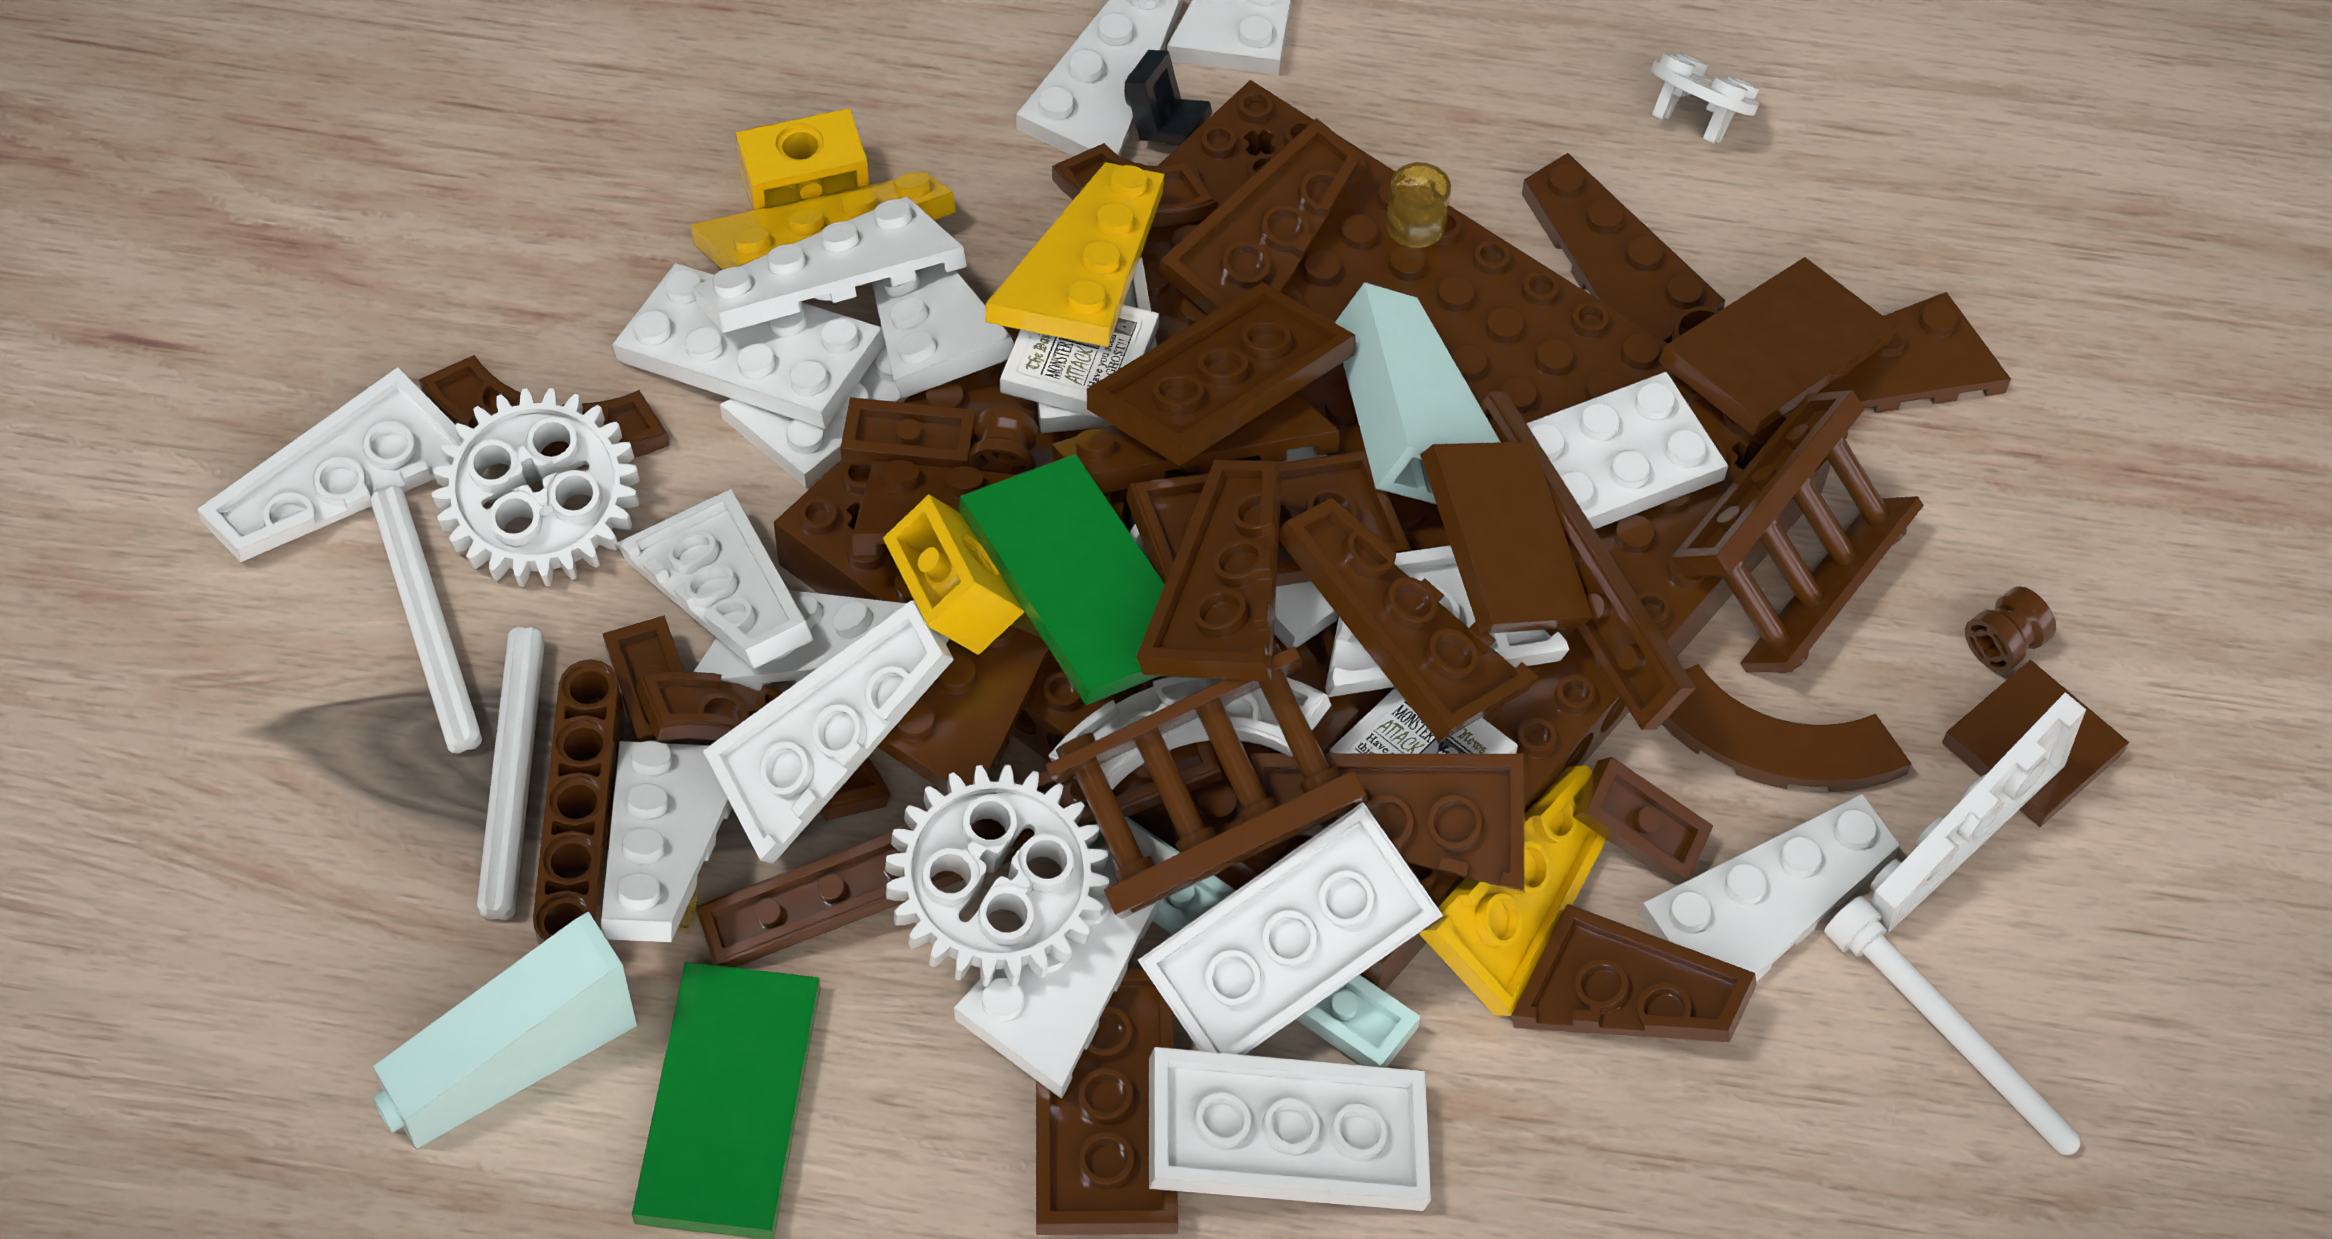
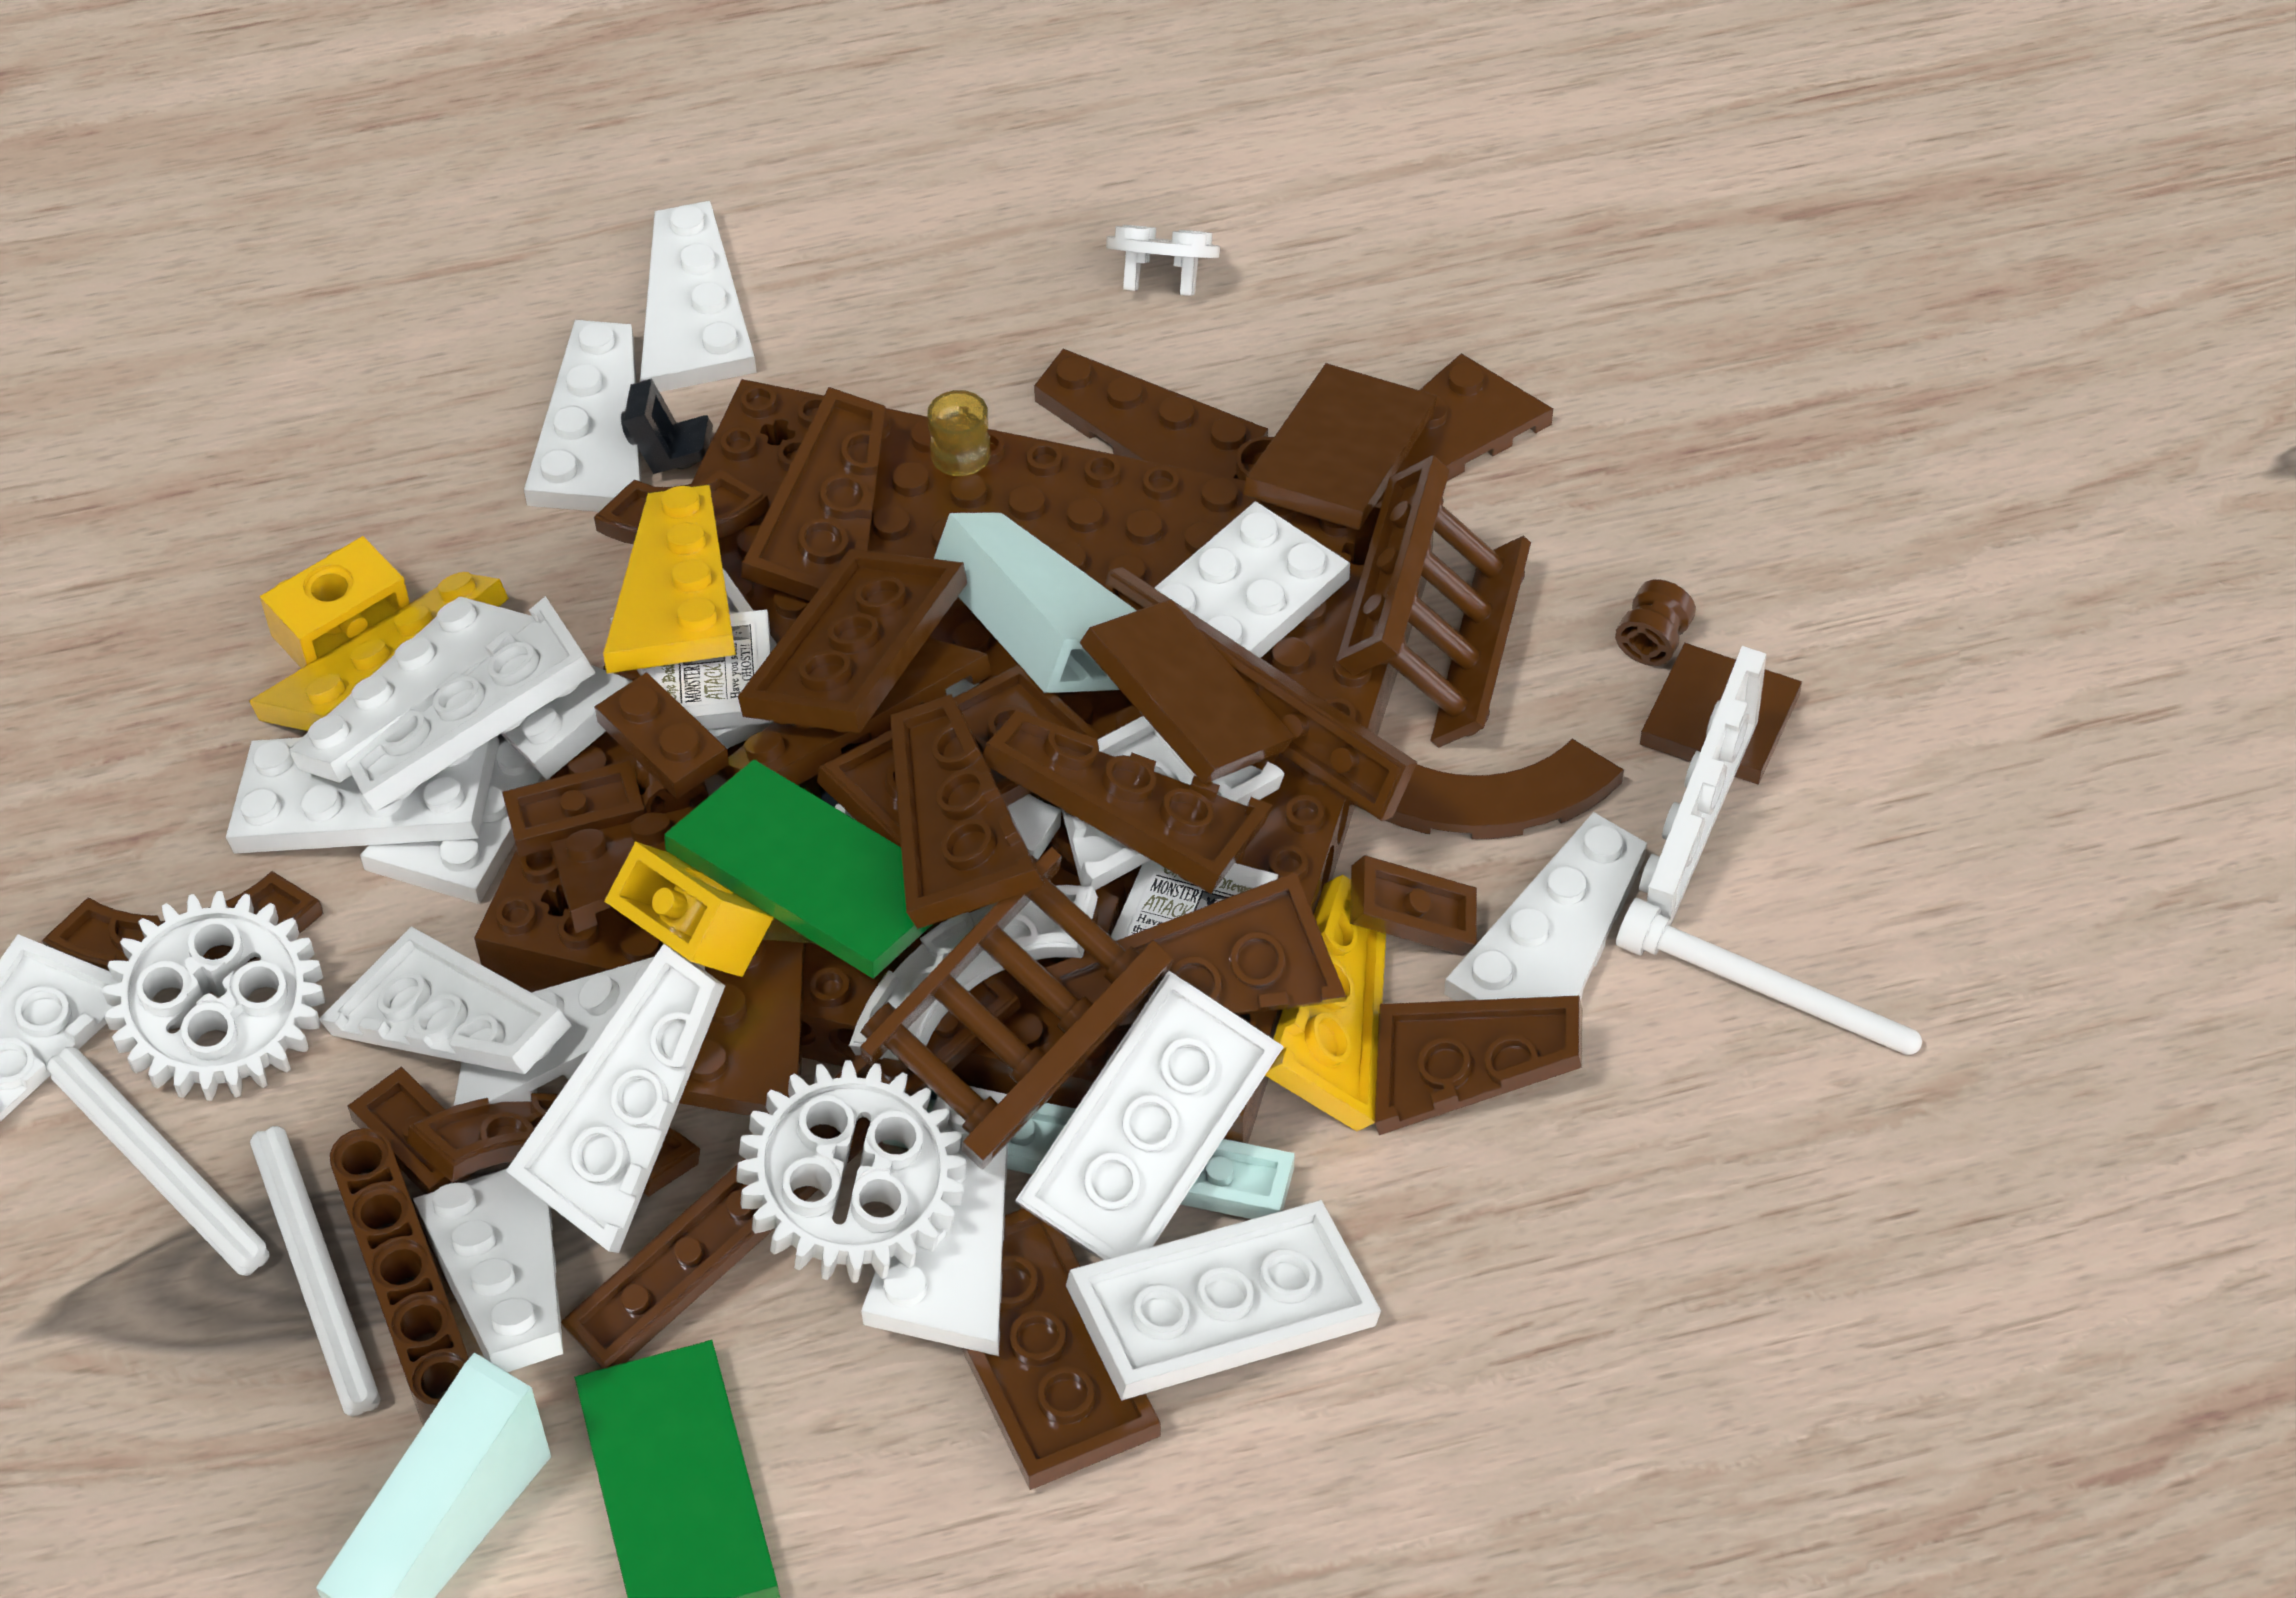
camera: 20 degrees left, 5 degrees down
(864, 308) = (472, 709): none -> white wing
(1007, 399) = (661, 735): none -> reddish brown plate

